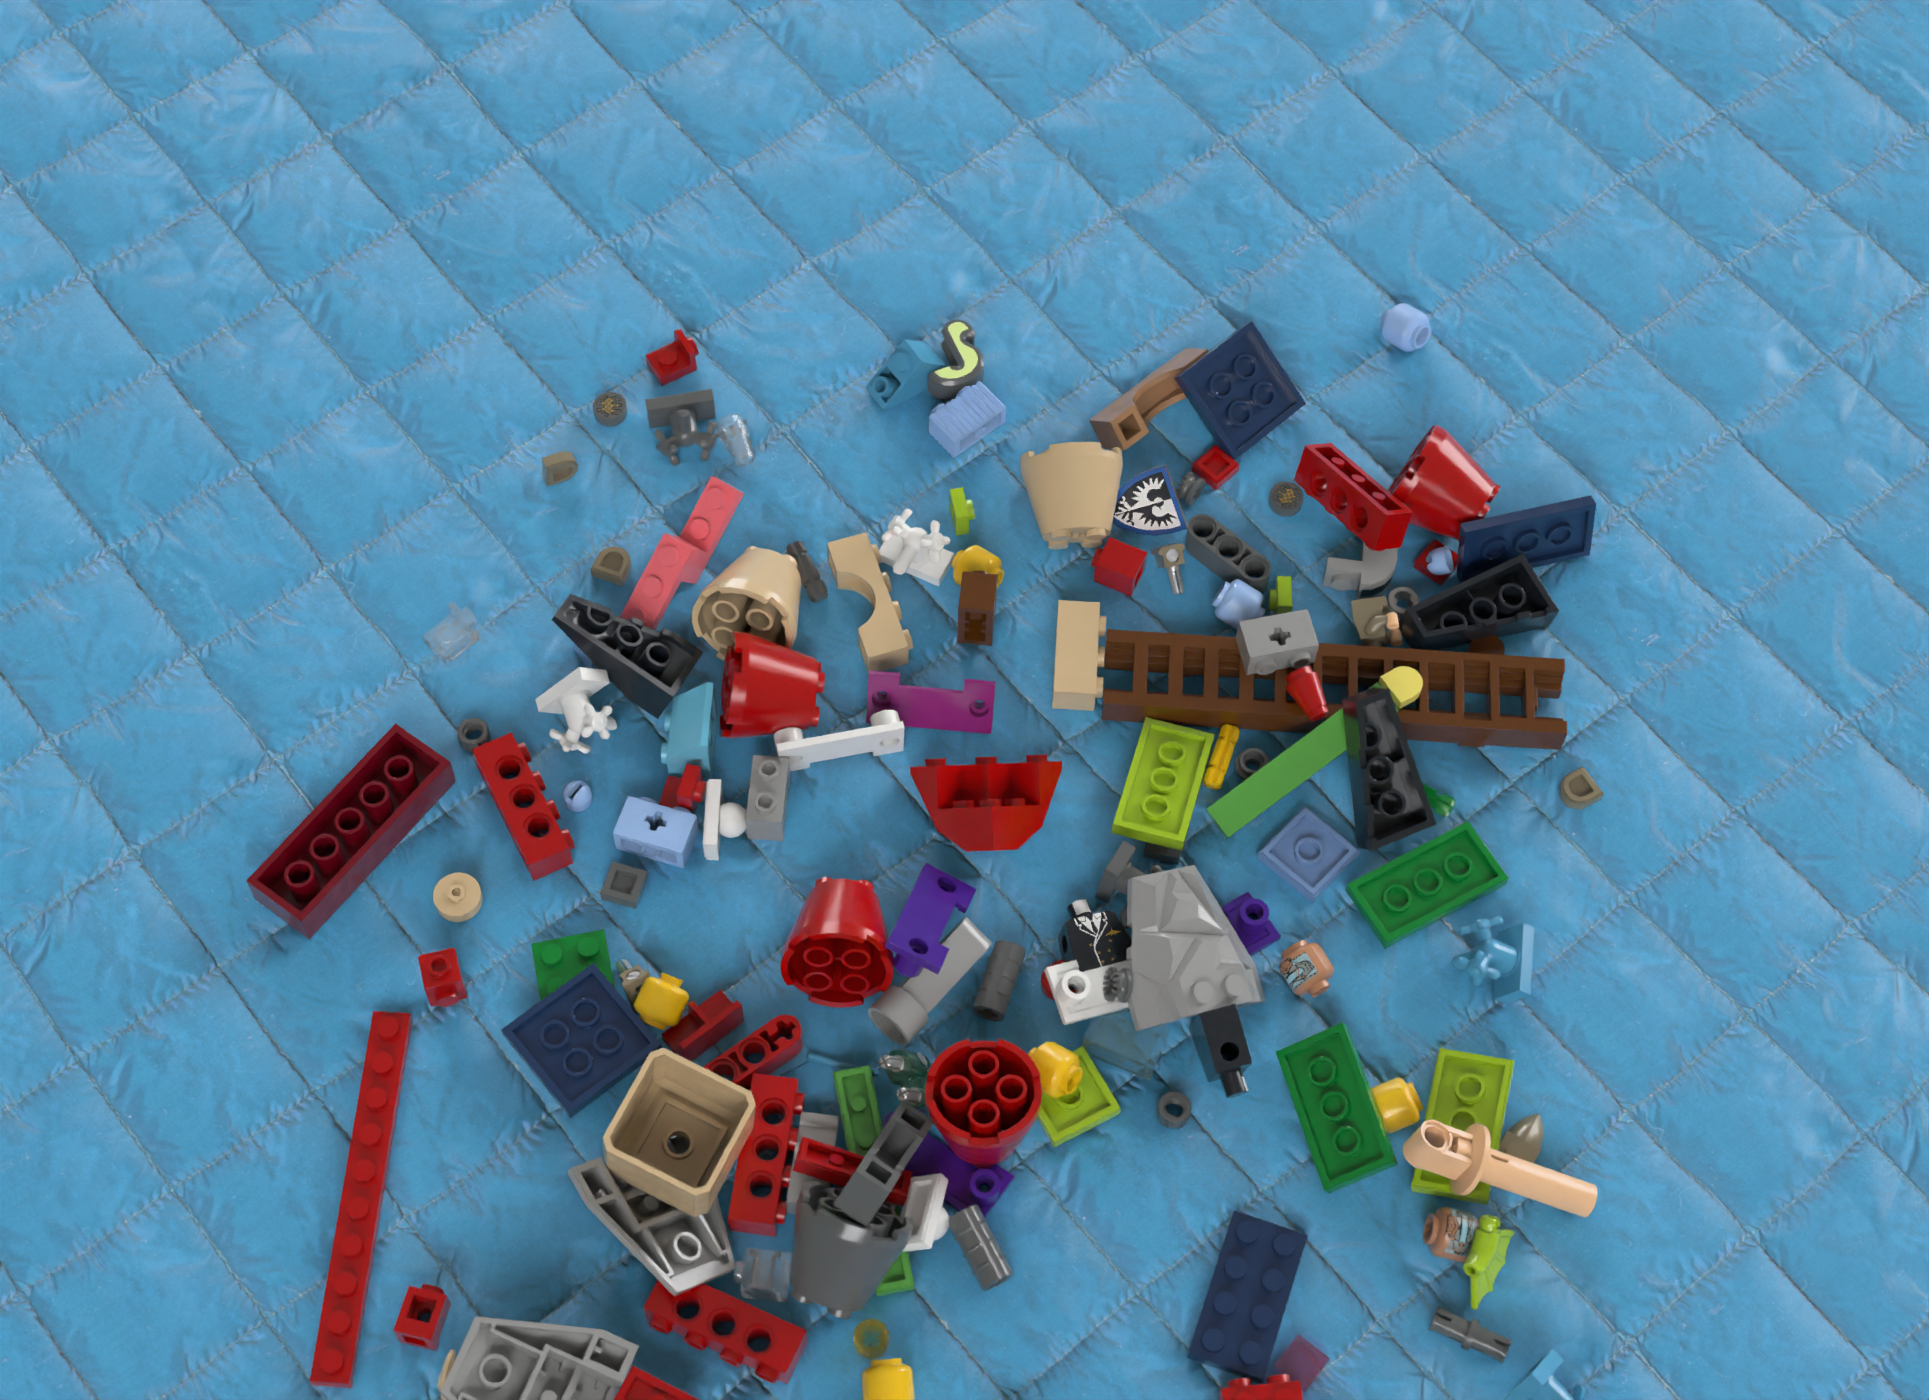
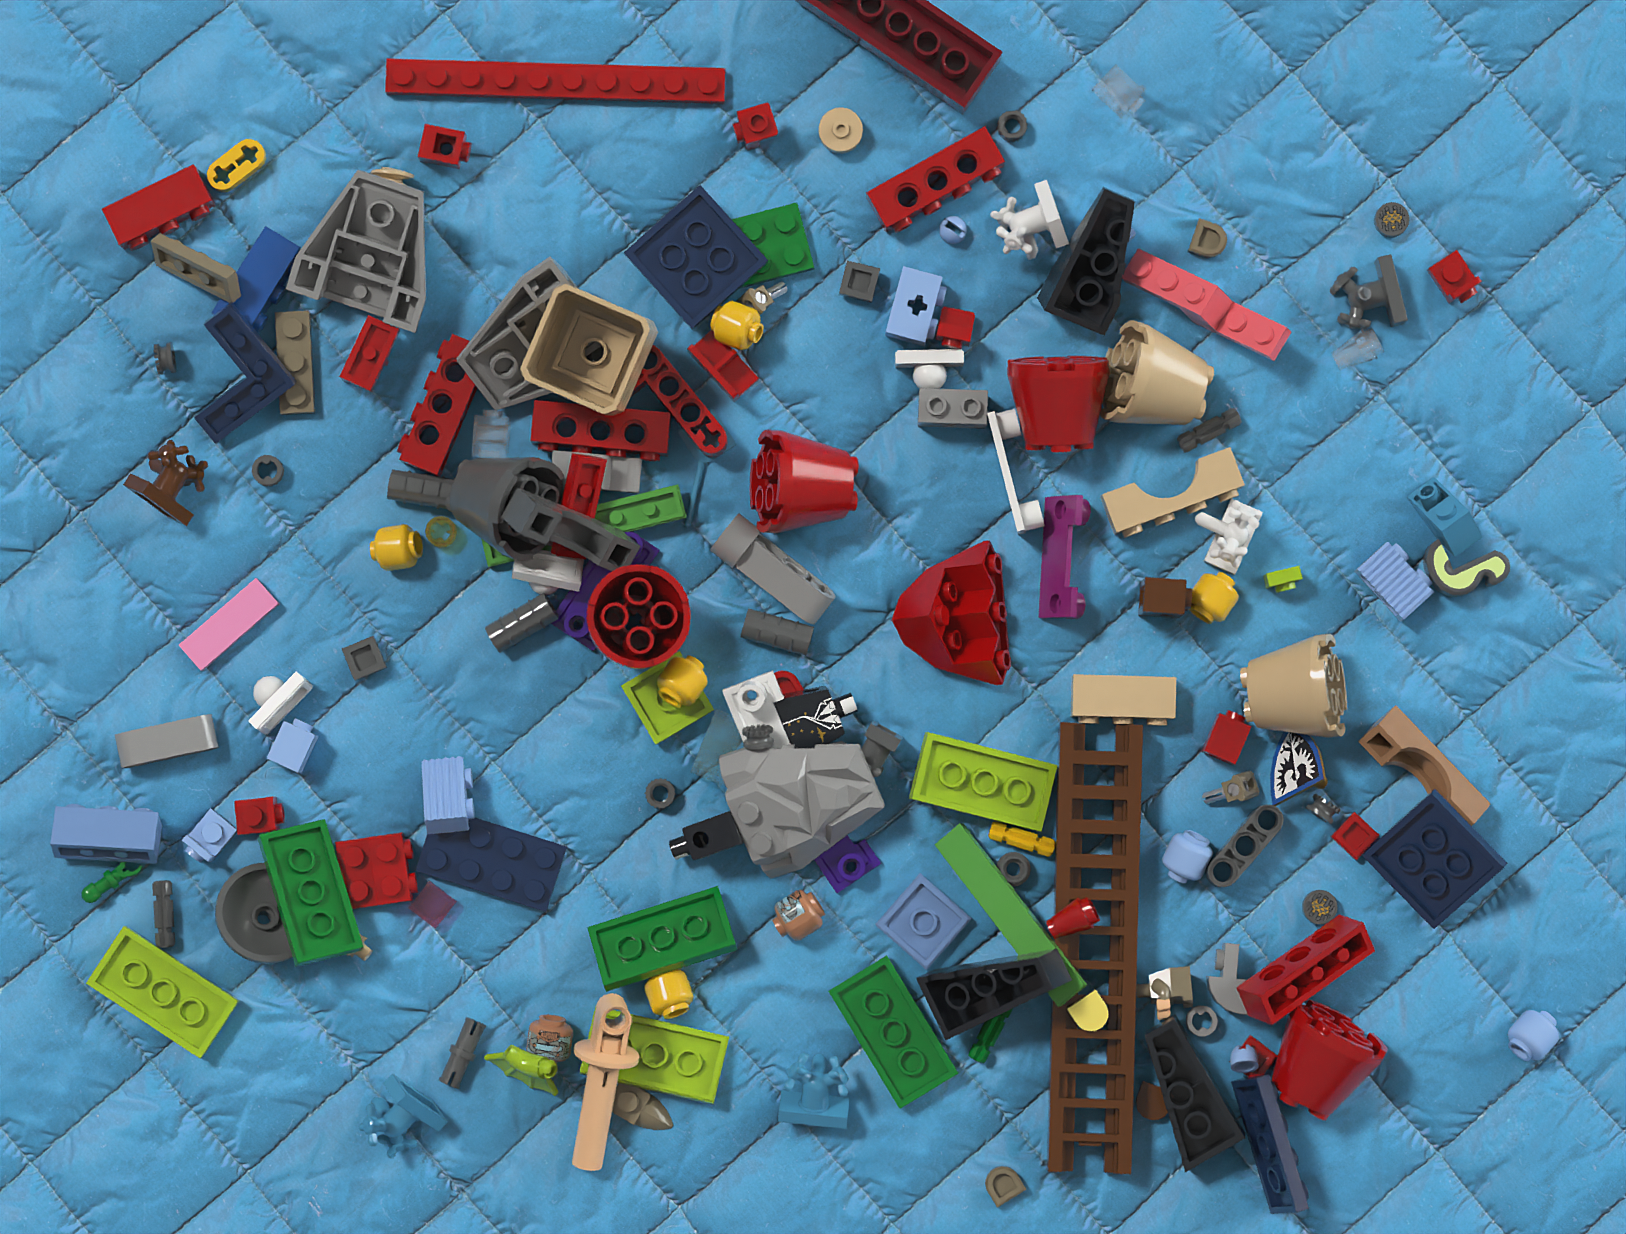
camera: 90 degrees right, 25 degrees up
(558, 467) = (1314, 176): dark tan tile -> none
(691, 731) = (1014, 330): medium azure slope -> none
(821, 1354) = (419, 488): none -> dark grey axle
(909, 1072) = (678, 555): piece -> none
(924, 920) = (822, 560): dark purple brick -> none
(1178, 1335) = (446, 795): none -> light blue brick
(1277, 642) = (1140, 904): light grey brick -> none
(1281, 597) = (1196, 898): lime plate -> none

